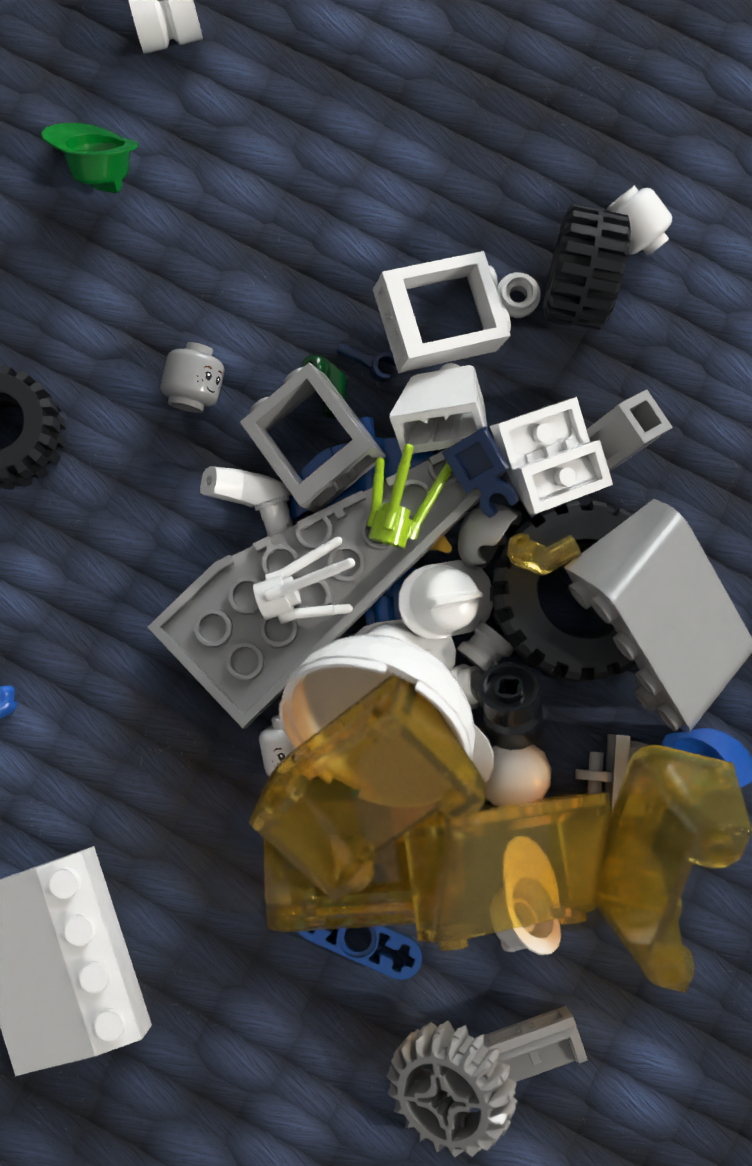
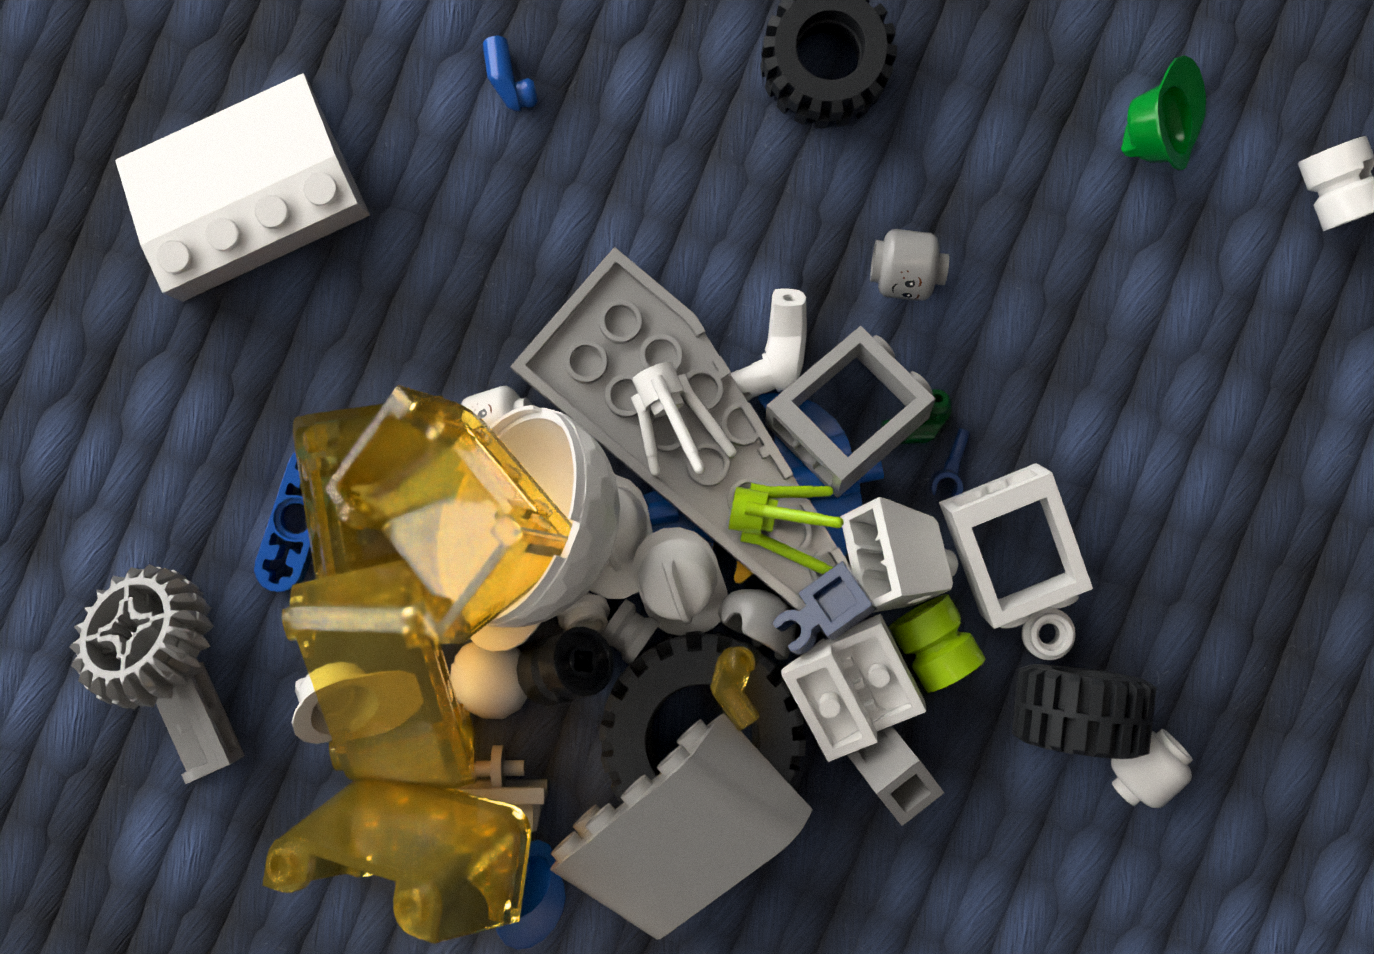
camera: 85 degrees right, 5 degrees up
(524, 383) = (939, 648): none -> lime wheel

